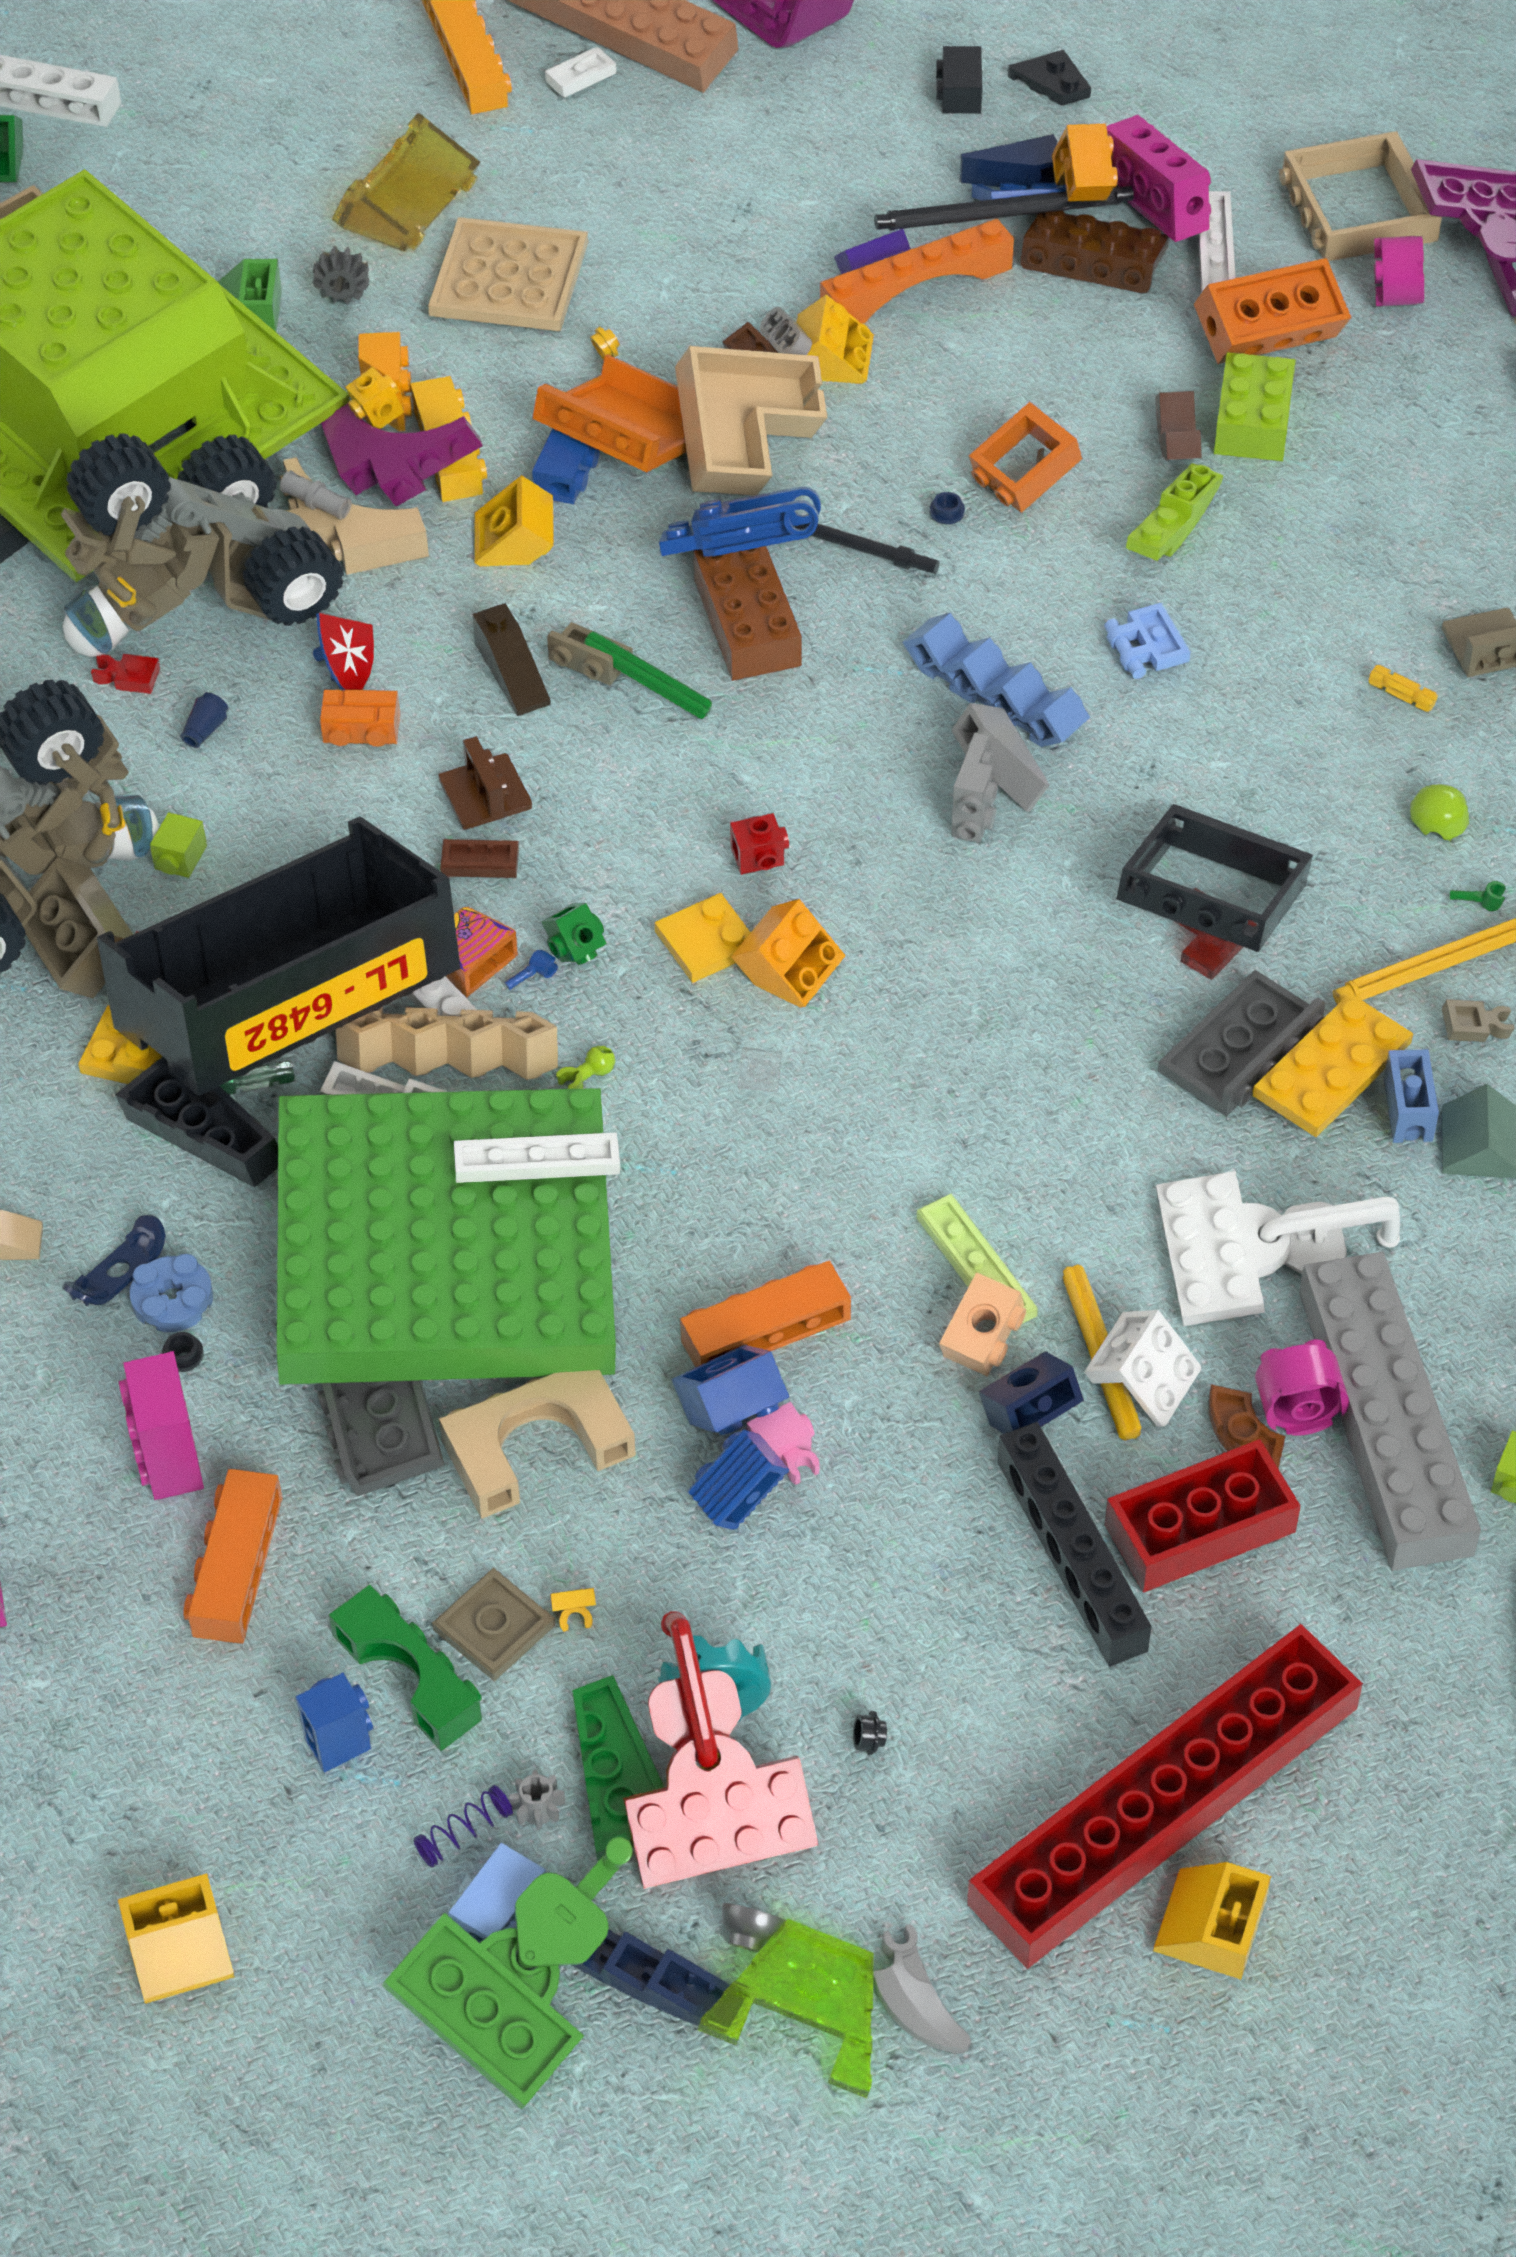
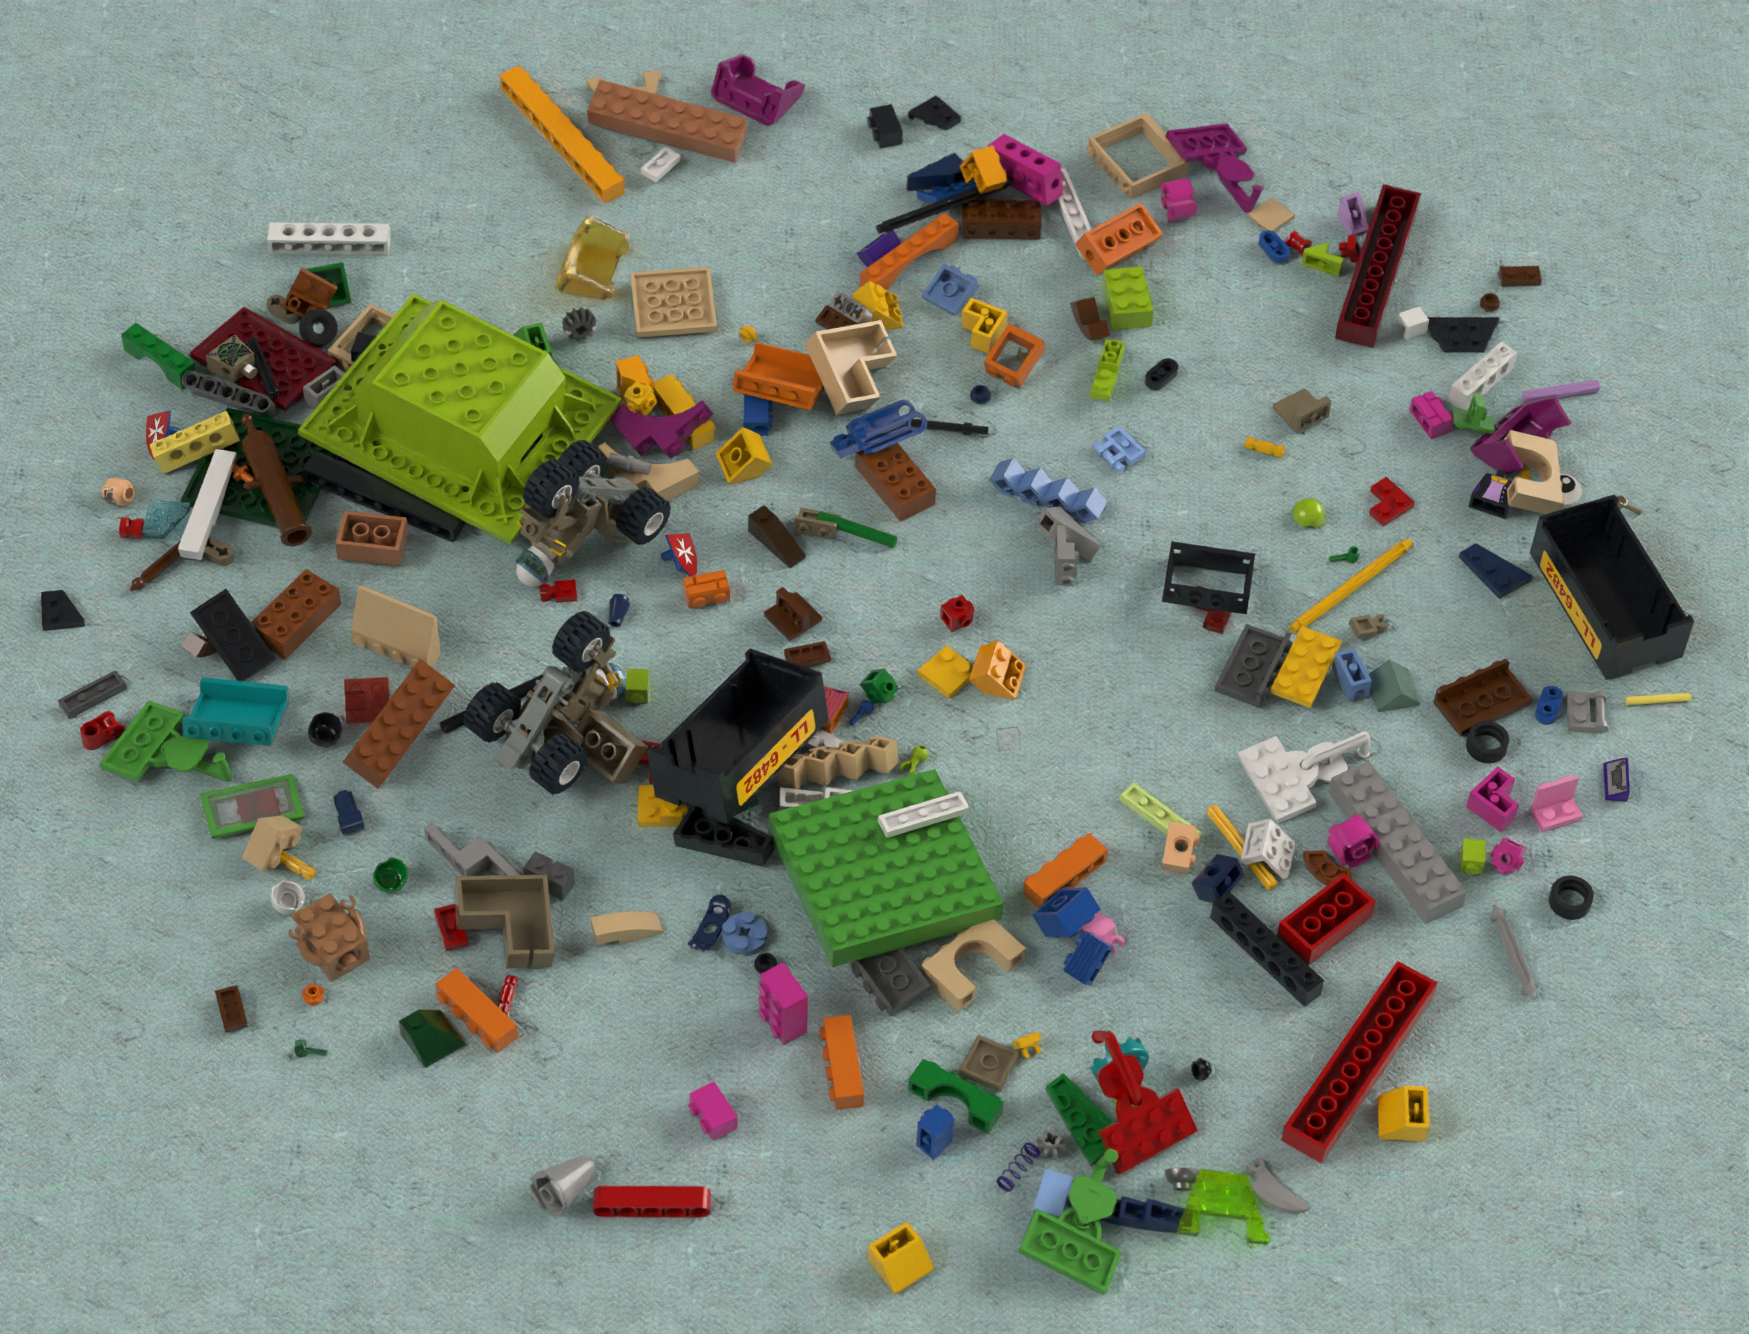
camera: 20 degrees left, 0 degrees up
(964, 338) = (950, 289): none -> medium blue plate
(992, 396) = (985, 323): none -> yellow brick
(1267, 536) = (1158, 376): none -> black plate

